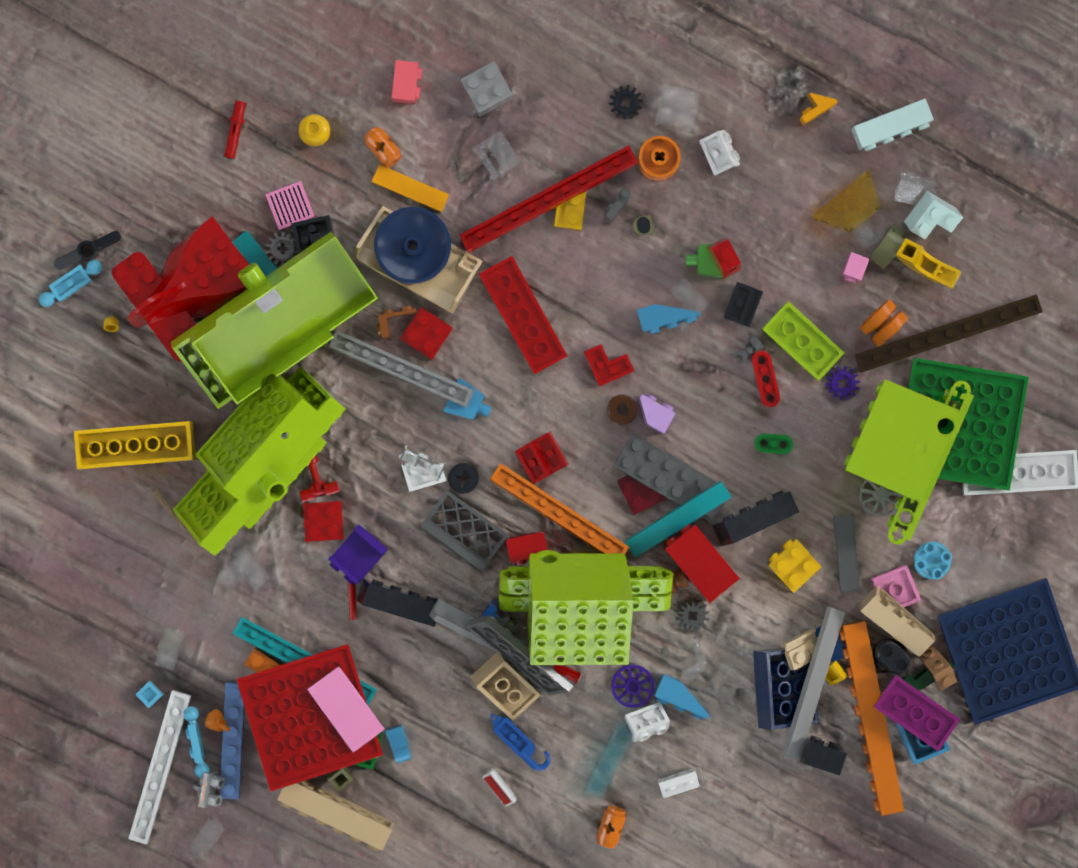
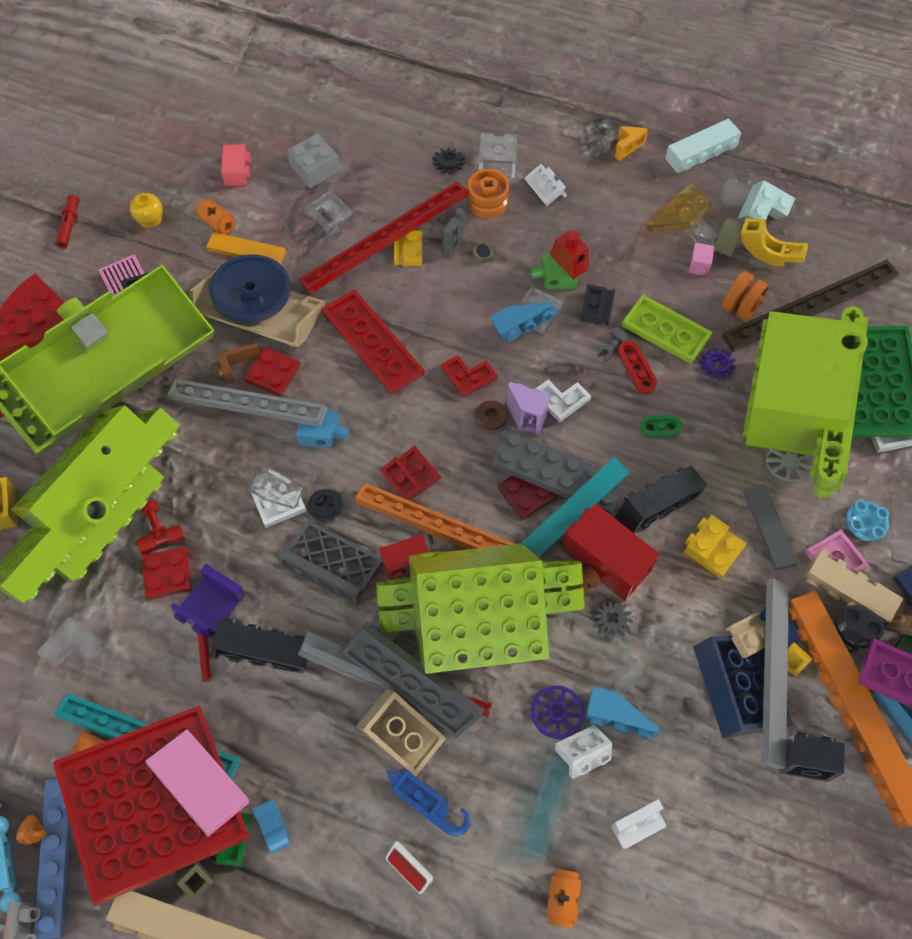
camera: 10 degrees left, 25 degrees down
(687, 408) = (564, 404): none -> white plate

